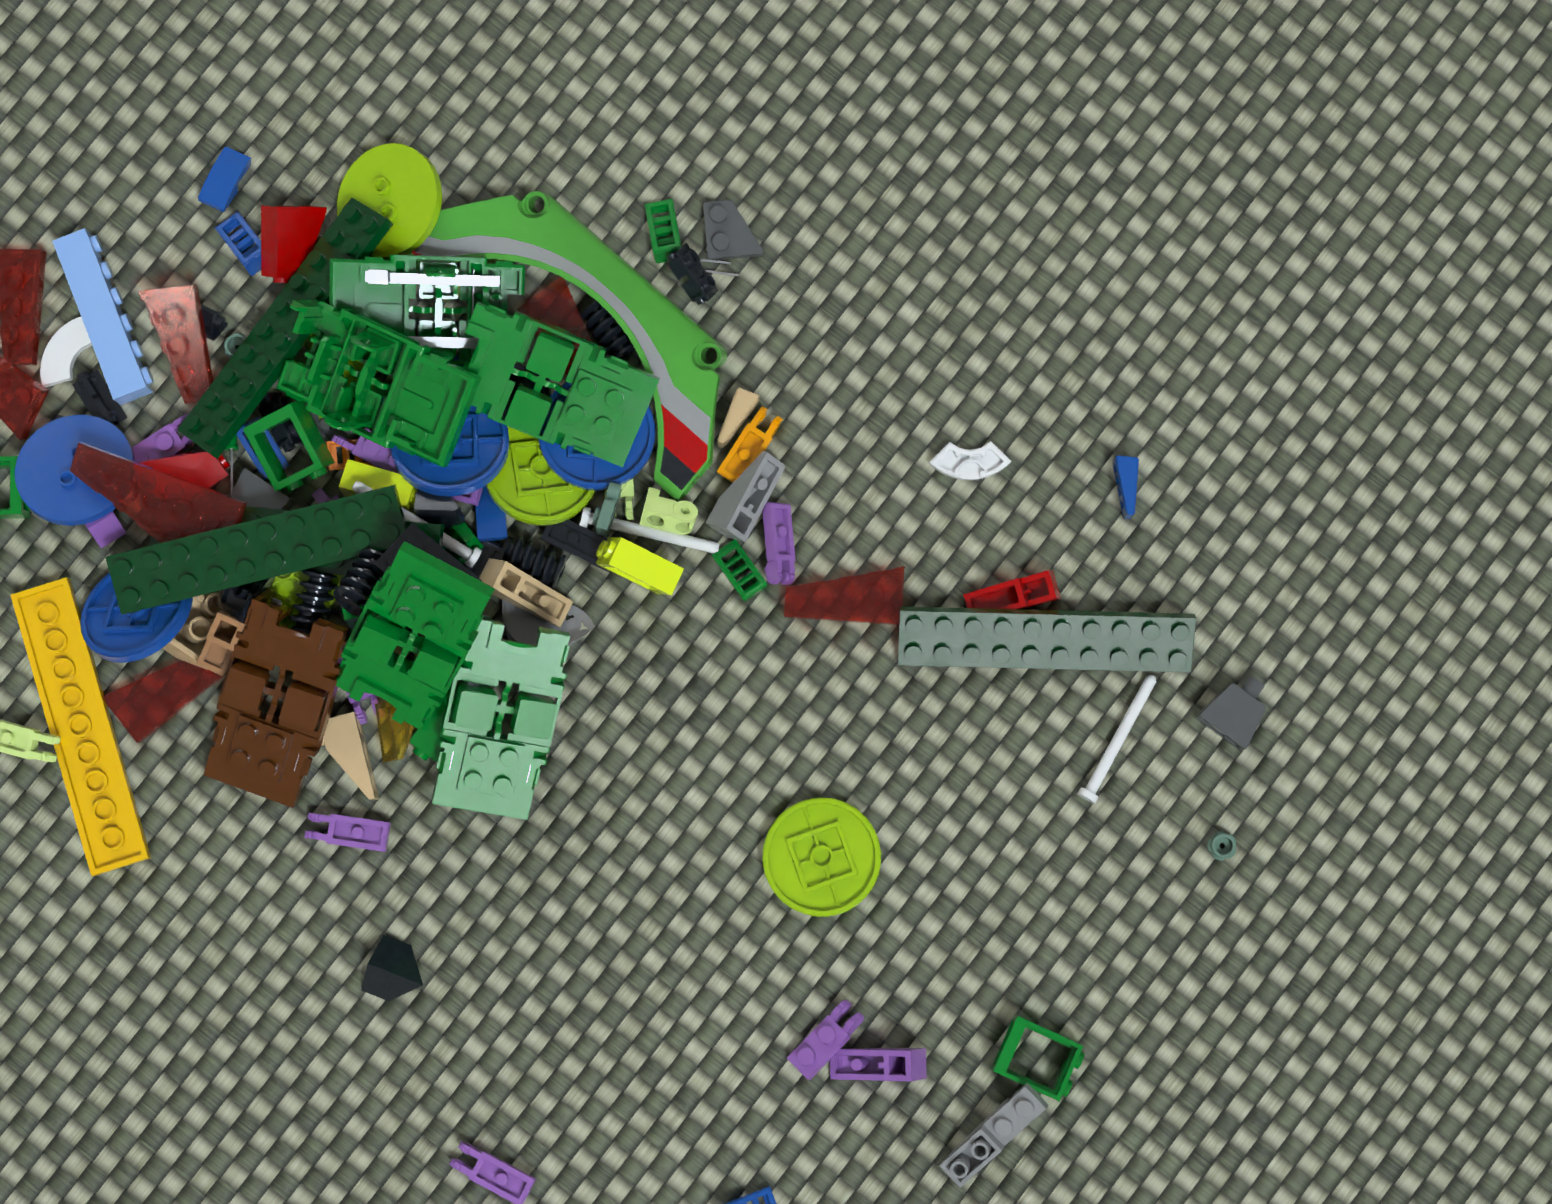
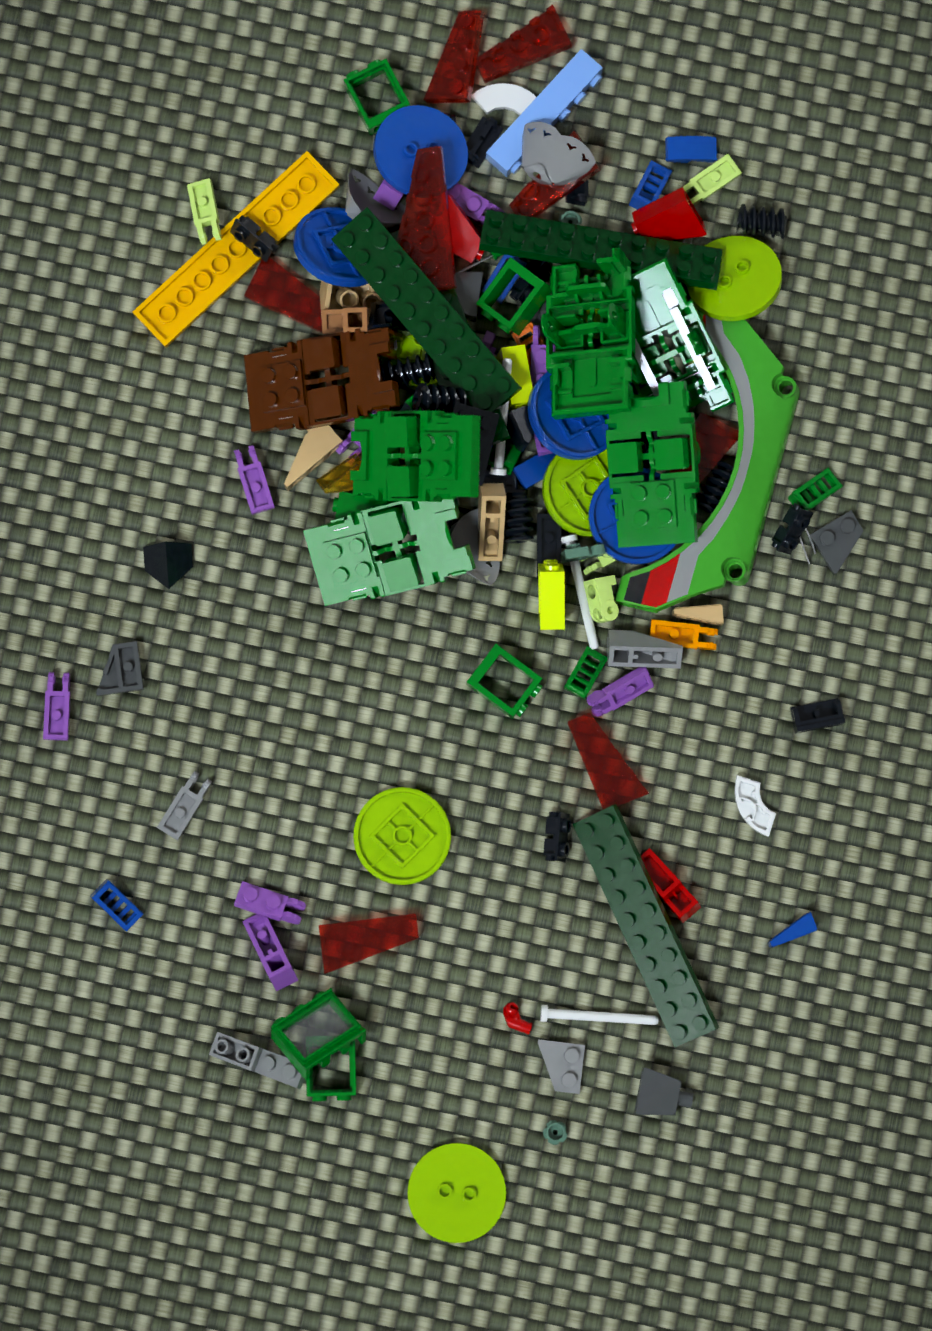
camera: 60 degrees right, 0 degrees up
(65, 706) = (261, 245): none -> black hinge
(93, 563) = (359, 198): none -> light grey piece
(153, 327) = (552, 156): none -> light grey piece
(269, 171) = (713, 179): none -> yellowish green hinge
(341, 142) = (761, 221): none -> black piece
(488, 1080) = (122, 670): none -> dark grey wing
(674, 1085) = (183, 808): none -> light grey hinge
(742, 658) = (520, 707): none -> green window
(906, 346) = (817, 715): none -> black hinge
(913, 957) = (357, 940): none -> clear red wing
(914, 692) = (557, 848): none -> black hinge
(995, 1056) = (316, 1032): none -> window
(1079, 831) = (514, 1020): none -> red arm
(1152, 801) = (563, 1064): none -> light grey wing
(1237, 985) = (456, 1192): none -> lime plate

